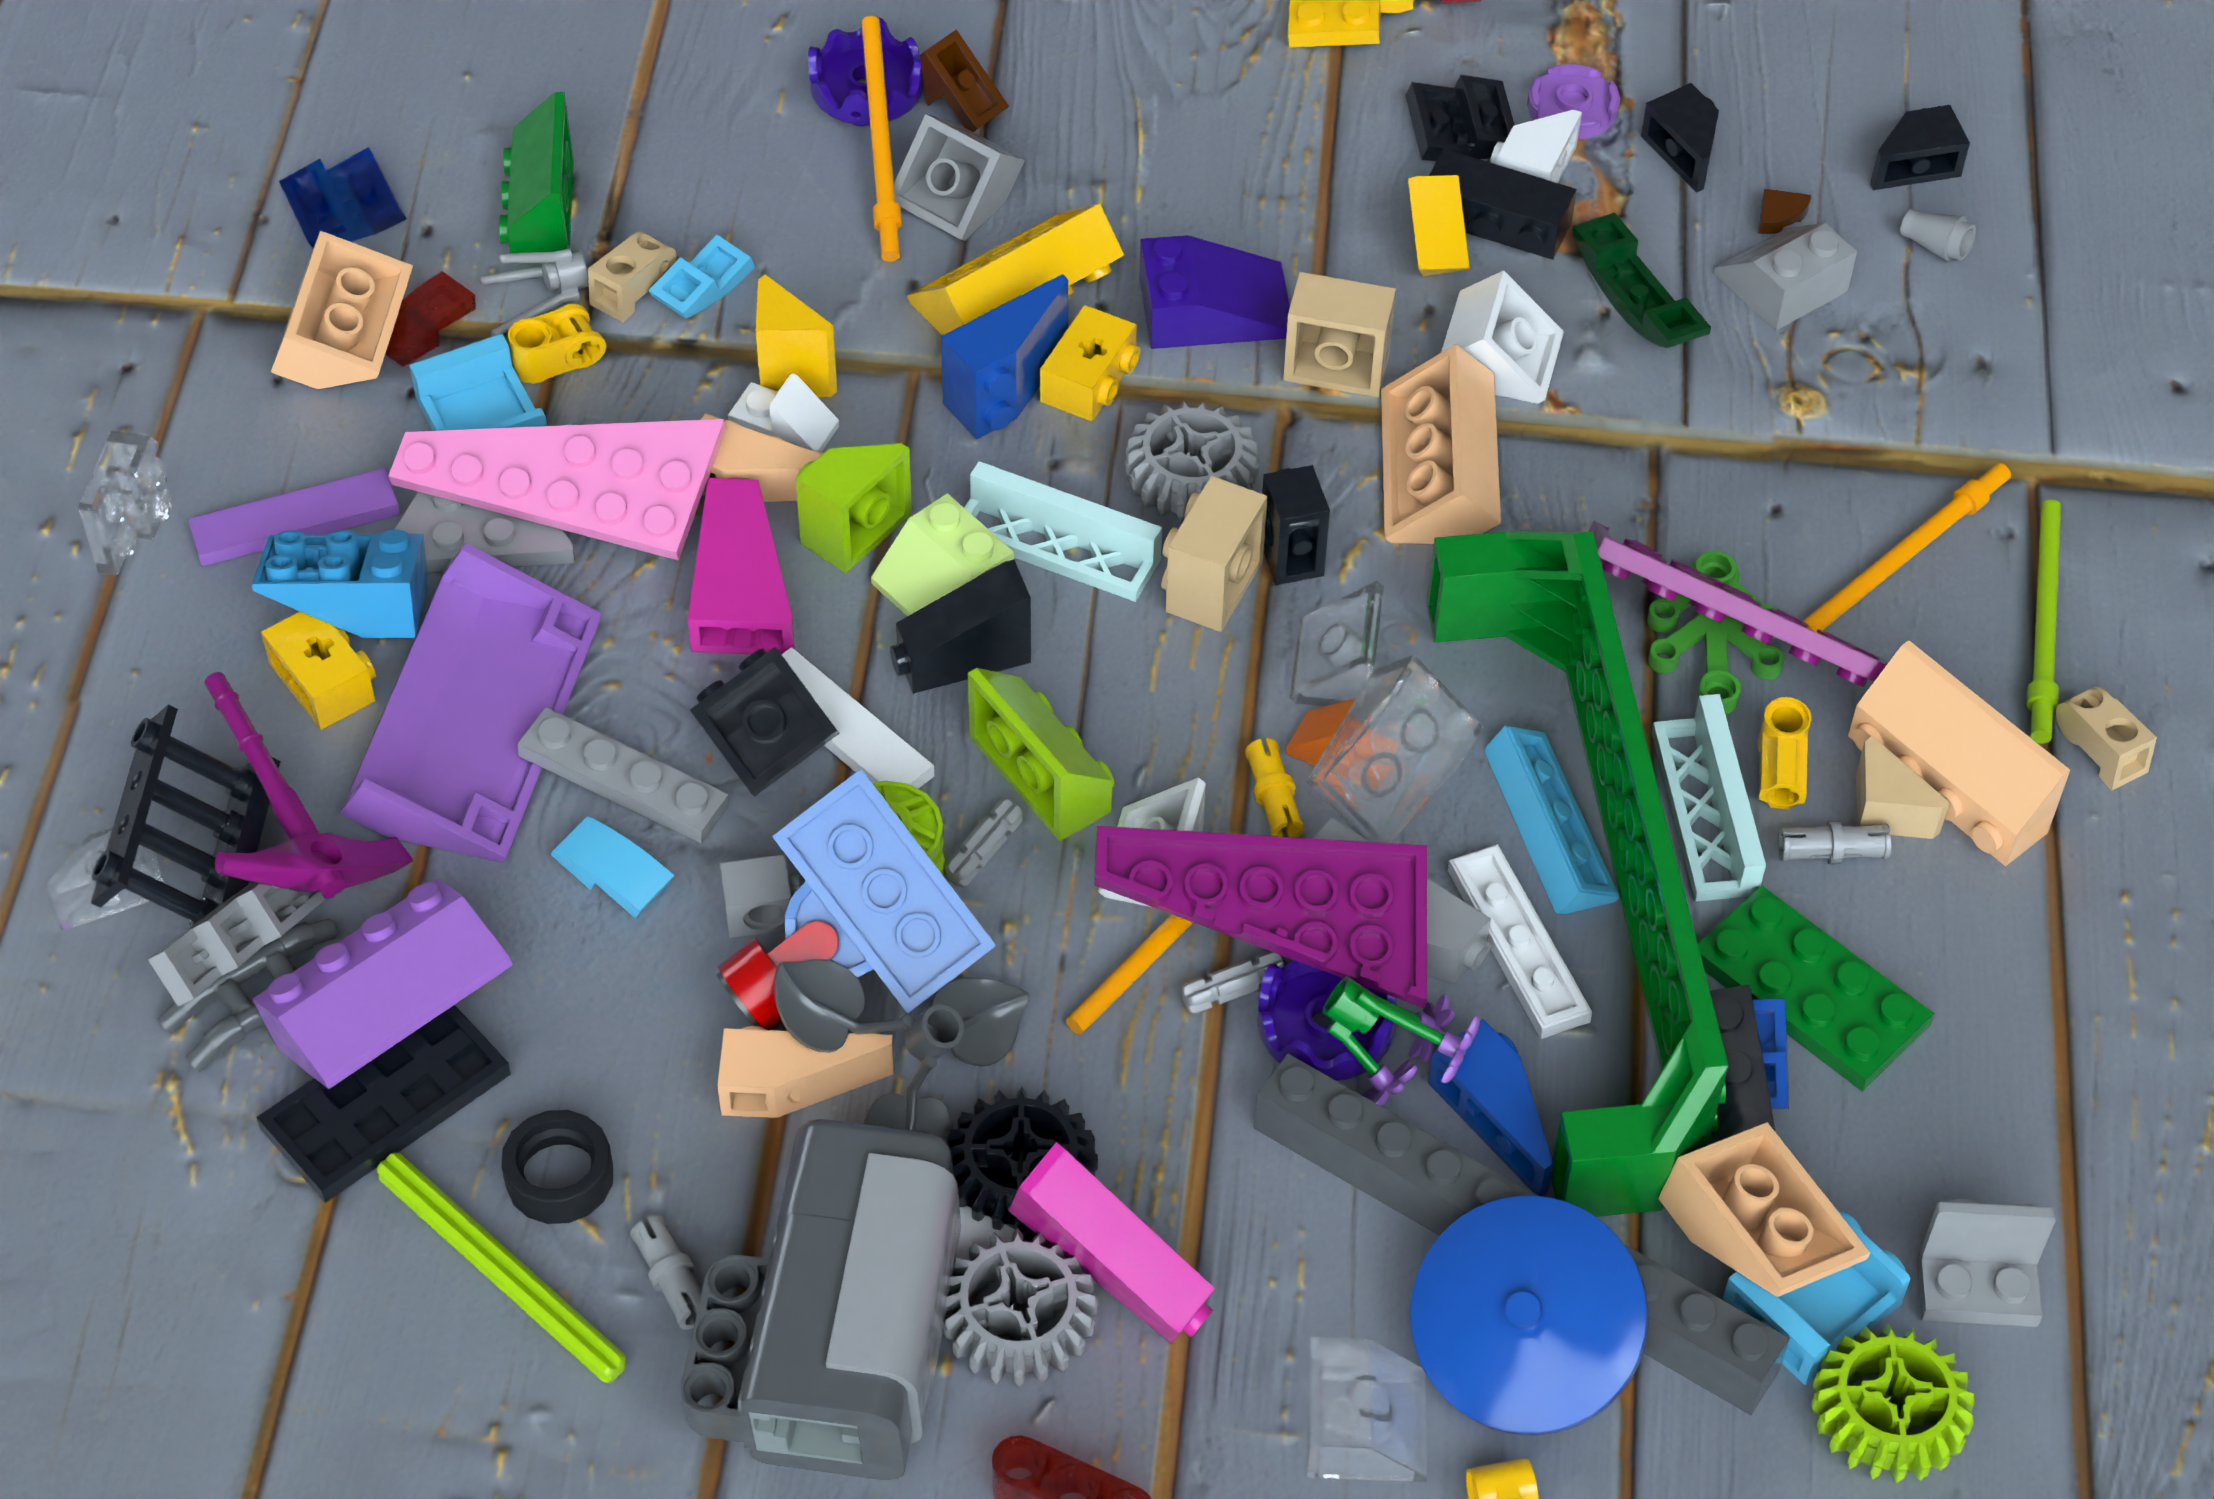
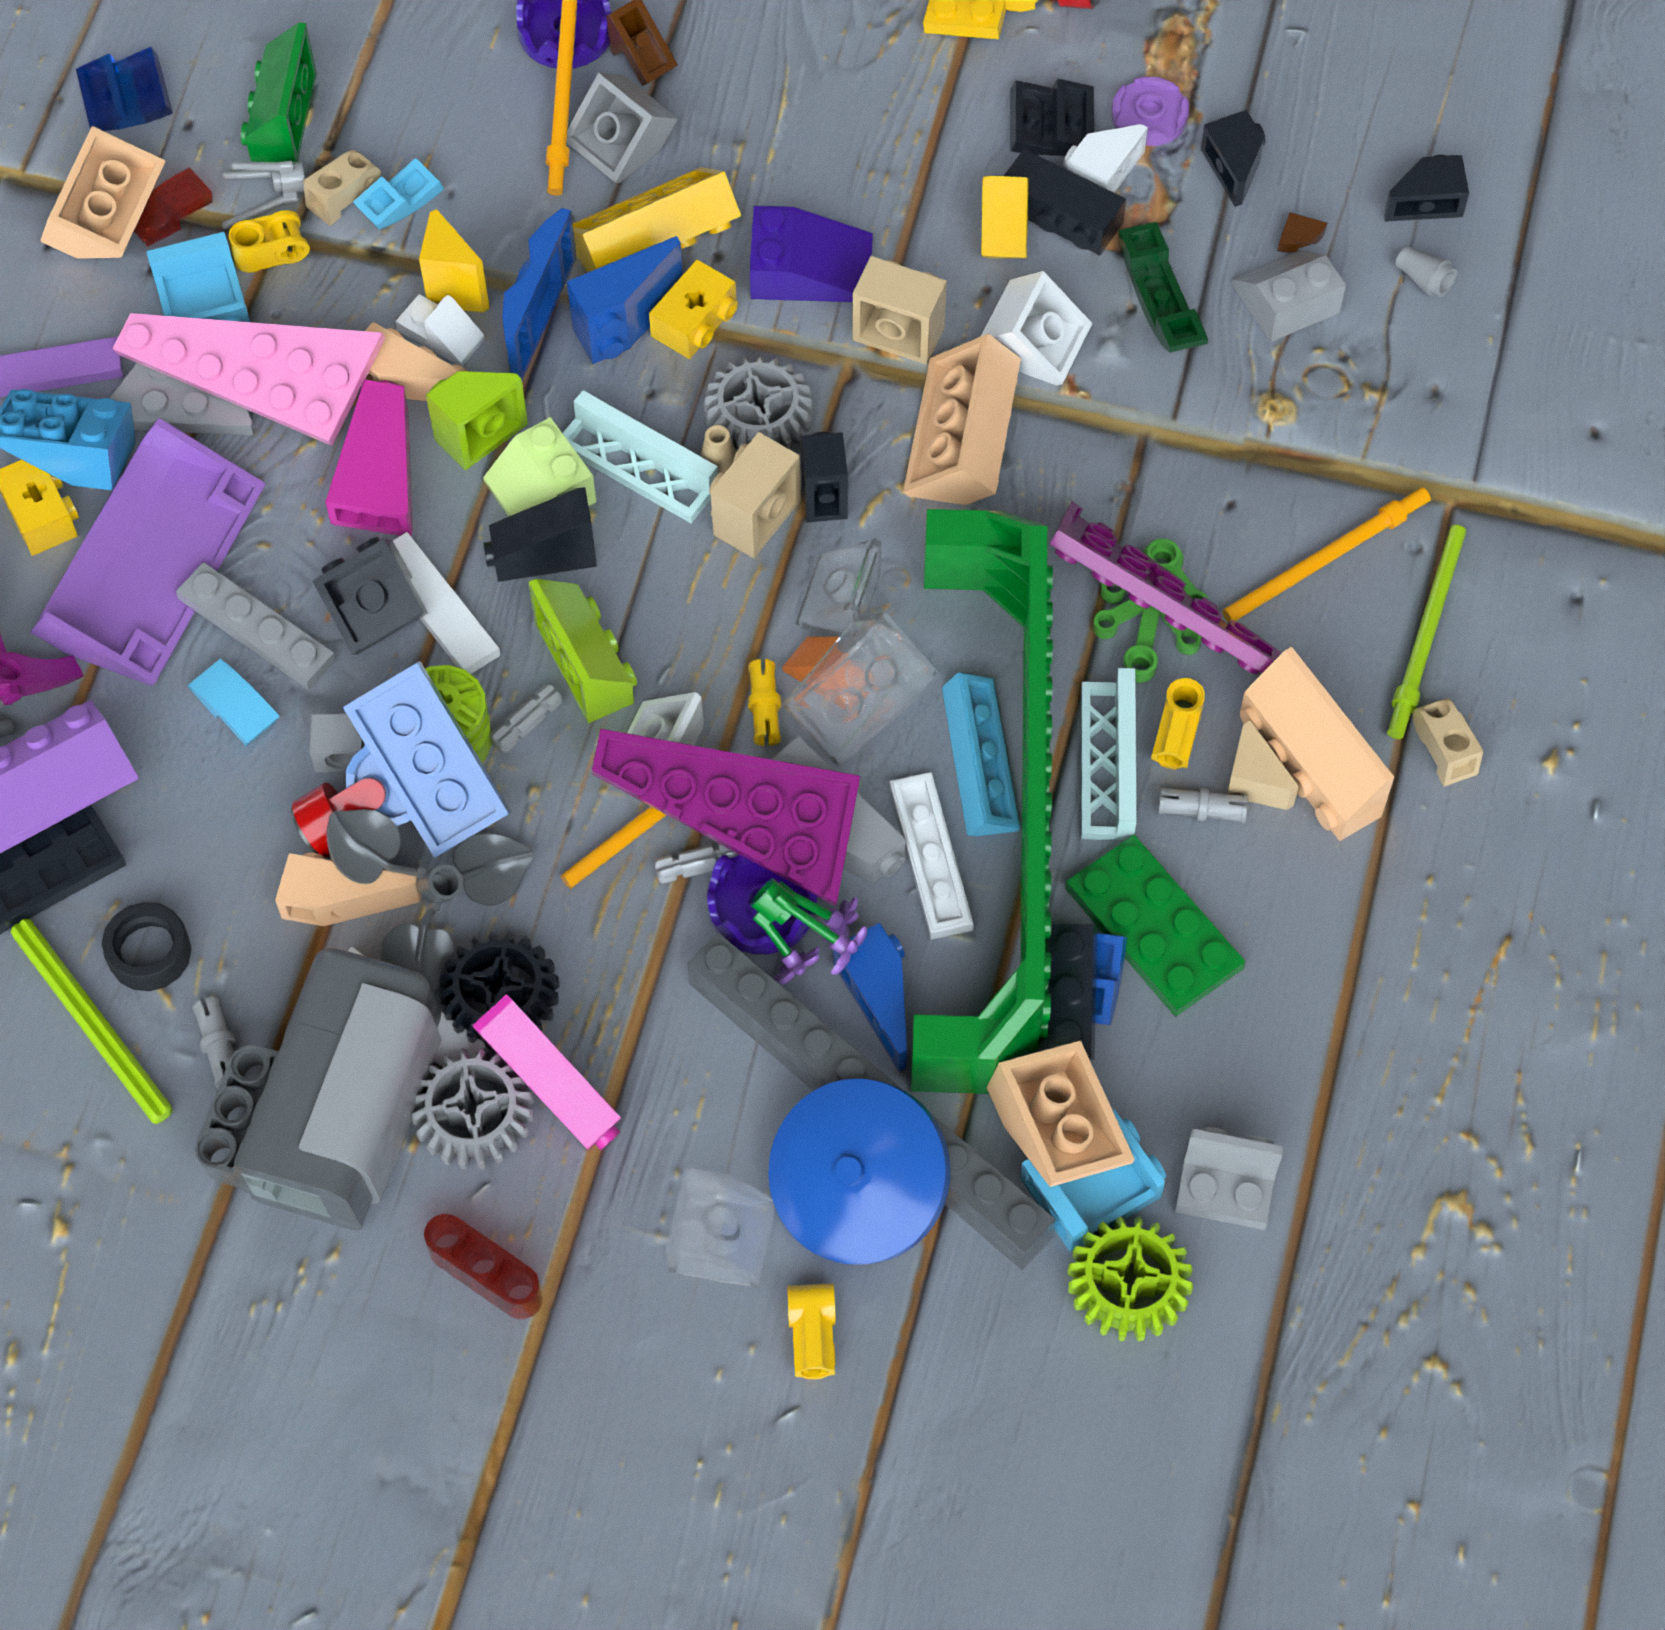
camera: 10 degrees right, 10 degrees up
(899, 353) = (537, 289): none -> blue slope
(1158, 506) = (718, 448): none -> tan cone

